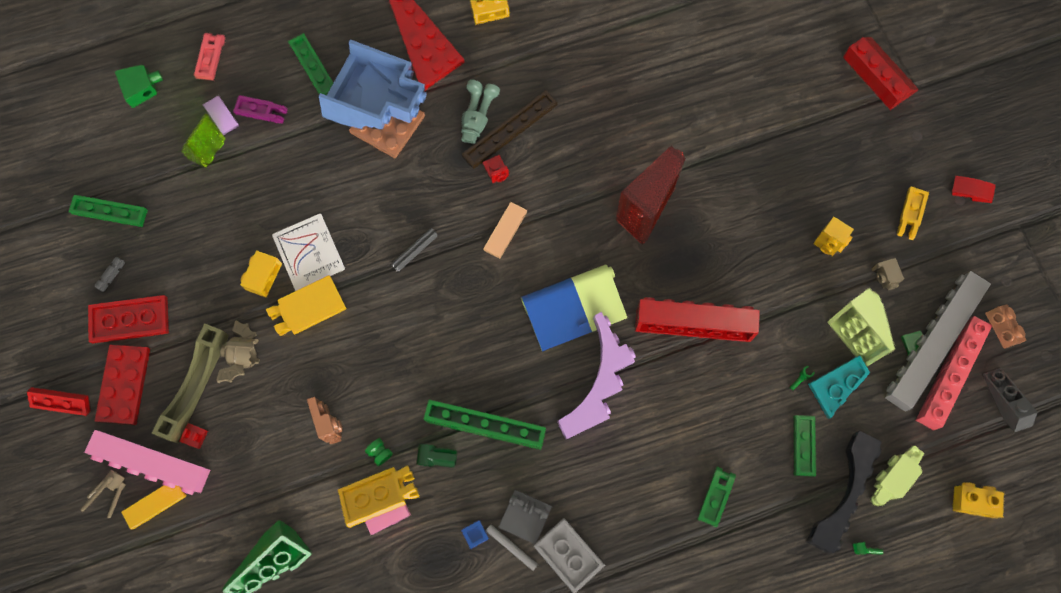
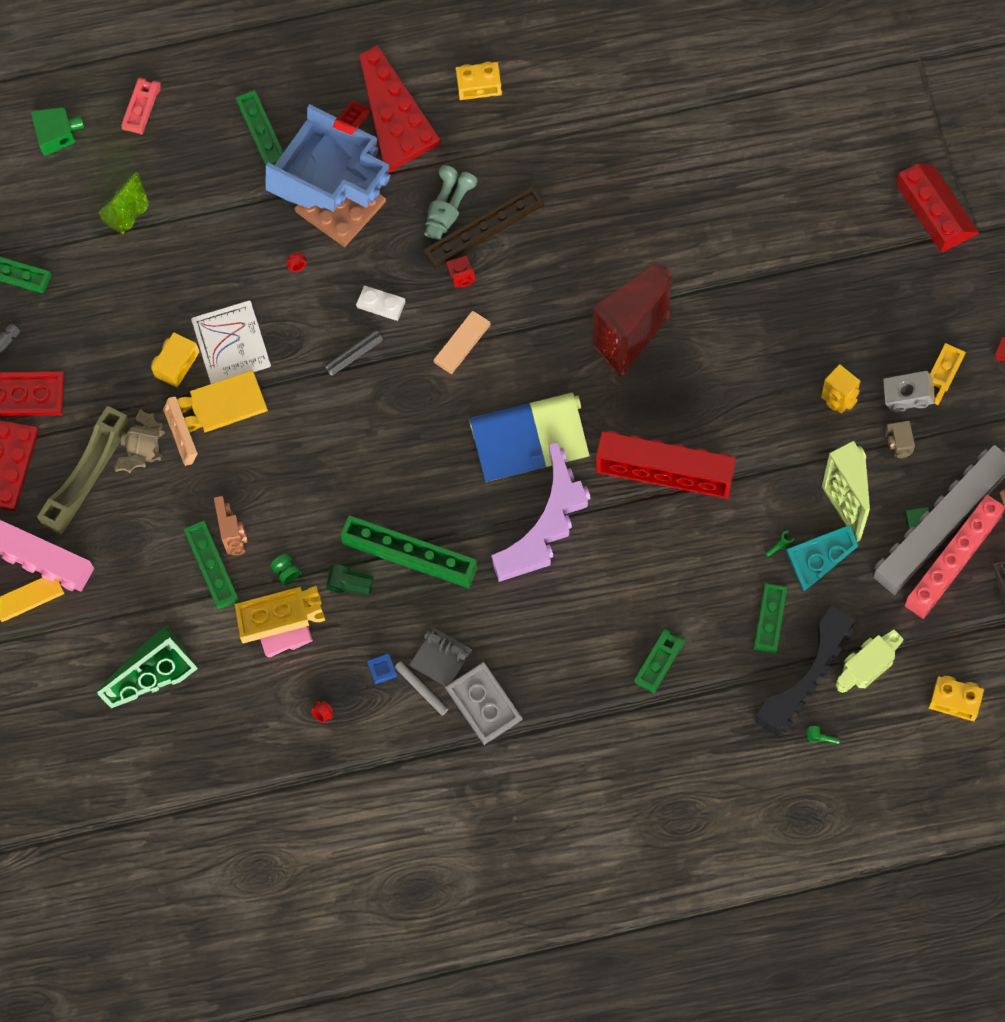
camera: 10 degrees right, 5 degrees down
(193, 436) = (79, 529): red tile -> none
(220, 115) = (148, 175): lavender slope -> none
(259, 109) = (192, 173): magenta hinge -> none
(272, 337) = (180, 431): none -> light nougat tile
(313, 455) = (211, 565): none -> green plate
(355, 176) = (296, 262): none -> red plate
(387, 48) = (351, 118): none -> red tile
(427, 581) = (322, 711): none -> red plate
(432, 203) = (381, 303): none -> white plate
(897, 223) = (897, 387): none -> light grey brick

